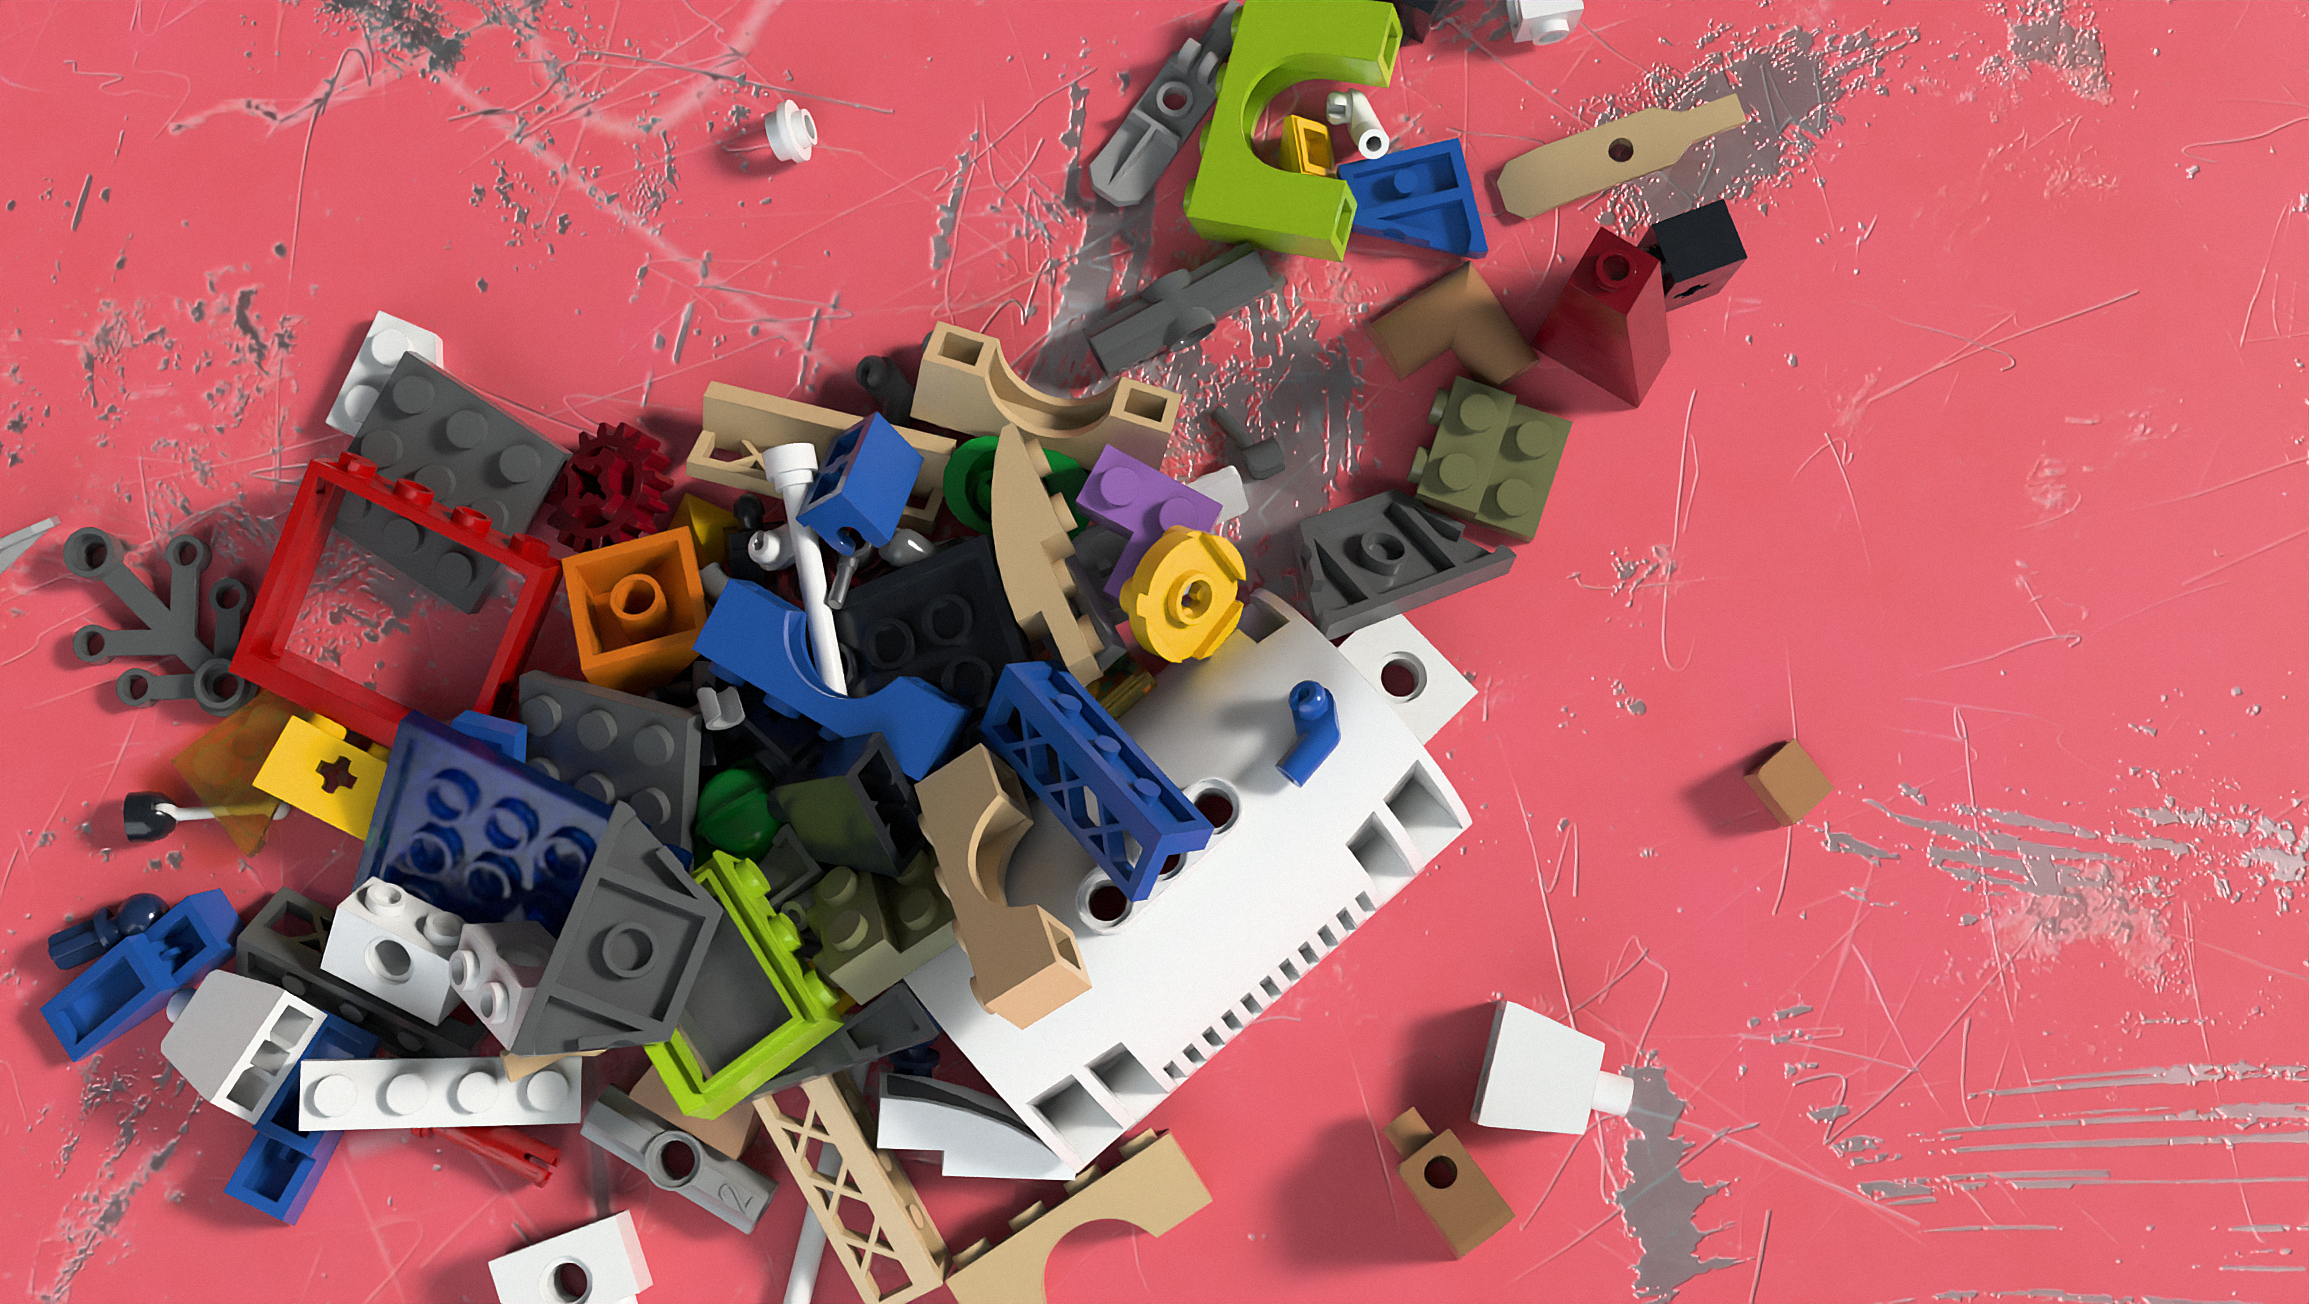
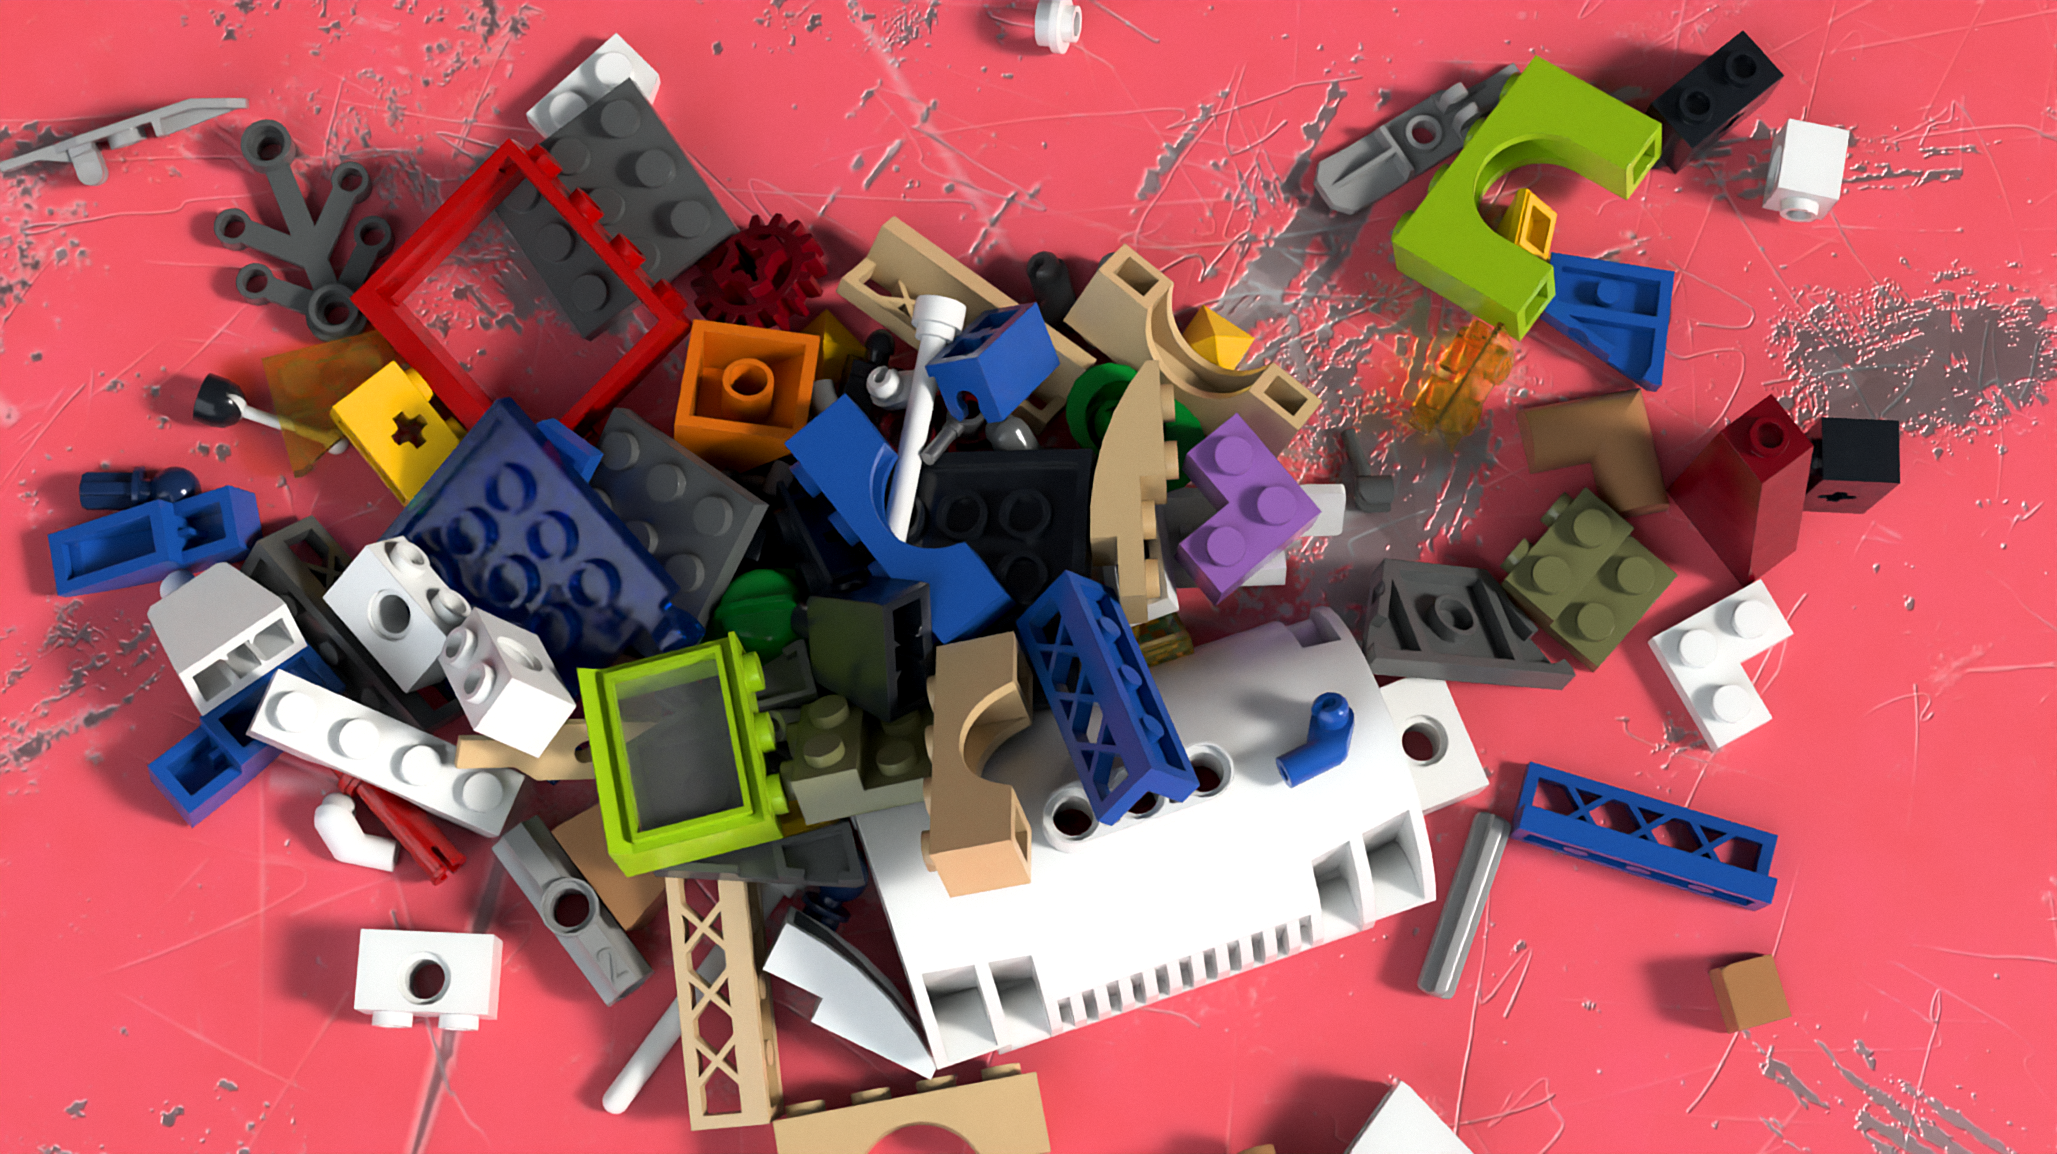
camera: 15 degrees right, 5 degrees down
(441, 1177) = (345, 838): none -> white arm
(623, 950) = (615, 683): dark grey wing -> none
(719, 709) = (784, 509): light grey hand -> none
(1061, 373) = (1217, 339): none -> yellow slope
(1157, 590) = (1230, 560): yellow plate -> none
(1178, 310) = (1349, 325): dark grey piece -> none
(1312, 295) = (1454, 407): none -> clear yellow hinge
(1361, 121) = (1589, 222): white arm -> none
(1498, 810) = (1464, 905): none -> light grey axle
(1582, 165) = (1781, 344): tan piece -> none
(1628, 491) = (1706, 658): none -> white plate
(1648, 697) = (1644, 855): none -> blue fence

